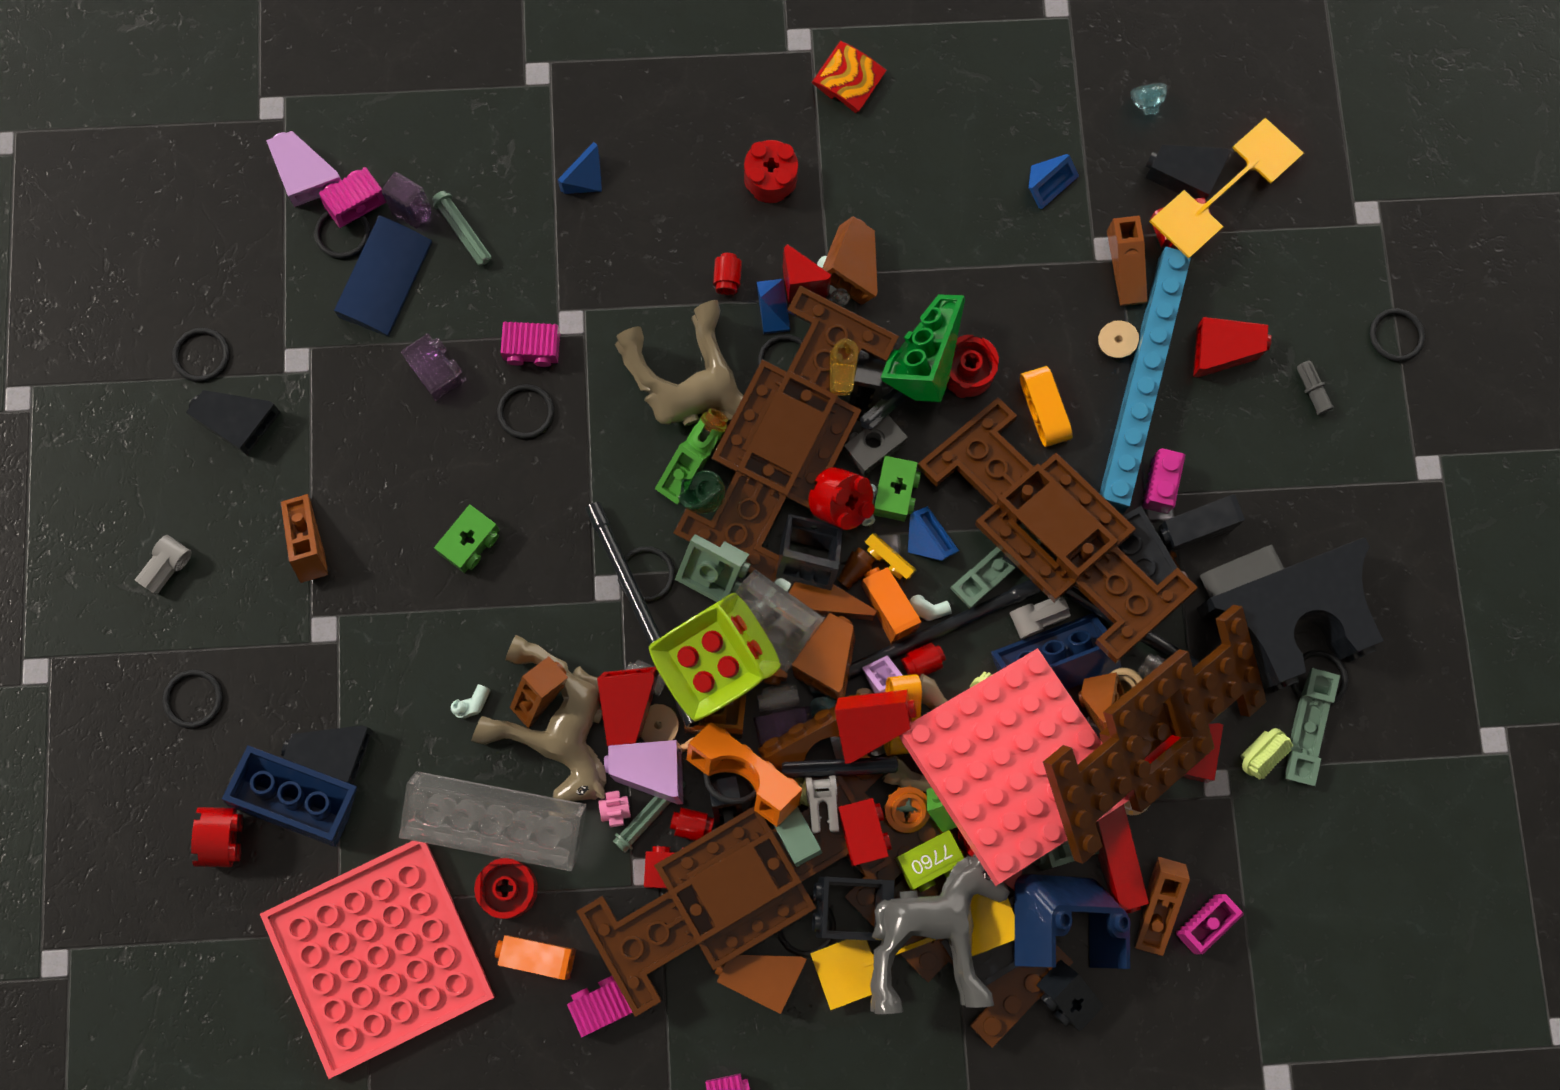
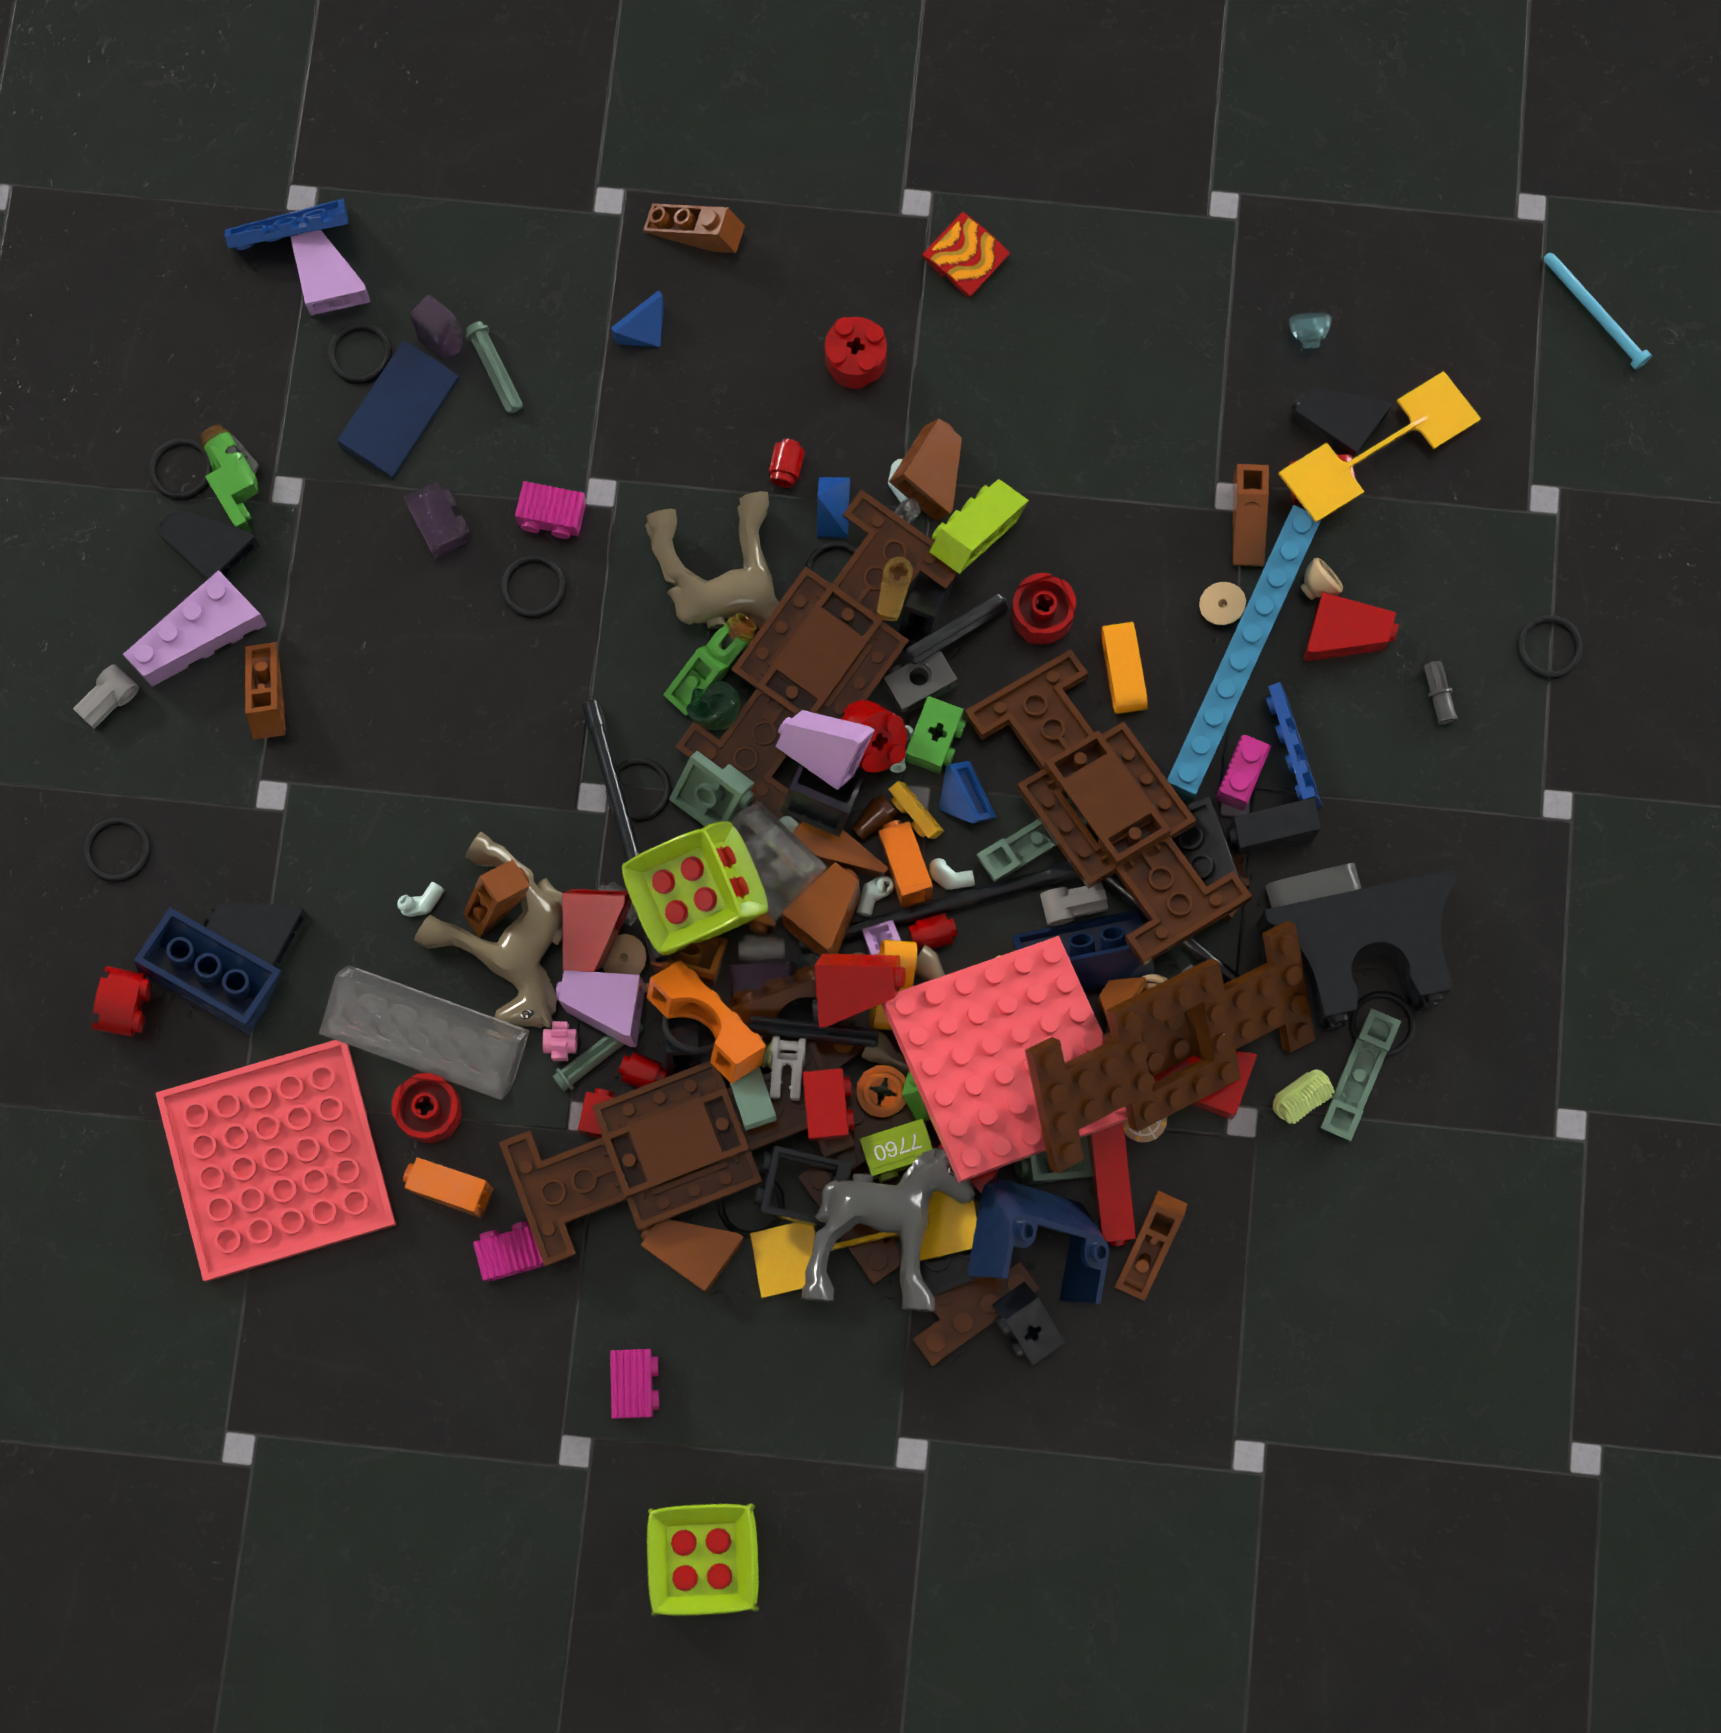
camera: 15 degrees right, 0 degrees up
(232, 494) = (194, 630): none -> lavender wedge
(246, 352) = (232, 473): none -> bright green plate
(261, 131) = (293, 223): none -> blue wing
(352, 197) = (376, 314): dark pink brick -> none
(471, 525) = (449, 703): bright green brick -> none
(617, 83) = (698, 226): none -> dark orange slope
(803, 272) = (872, 477): red slope -> none
(806, 512) = (825, 745): none -> lavender slope
(865, 633) = (872, 892): none -> light aqua arm
(902, 302) = (977, 525): none -> lime brick
(926, 357) = (991, 593): green wedge -> none
(1051, 178) = (1178, 406): blue slope -> none
(1193, 441) = (1289, 734): none -> blue wing
(1197, 307) = (1320, 579): none -> tan brick
(1209, 924) = (1200, 1271): dark pink brick -> none
(1381, 50) = (1639, 358): none -> medium azure bar

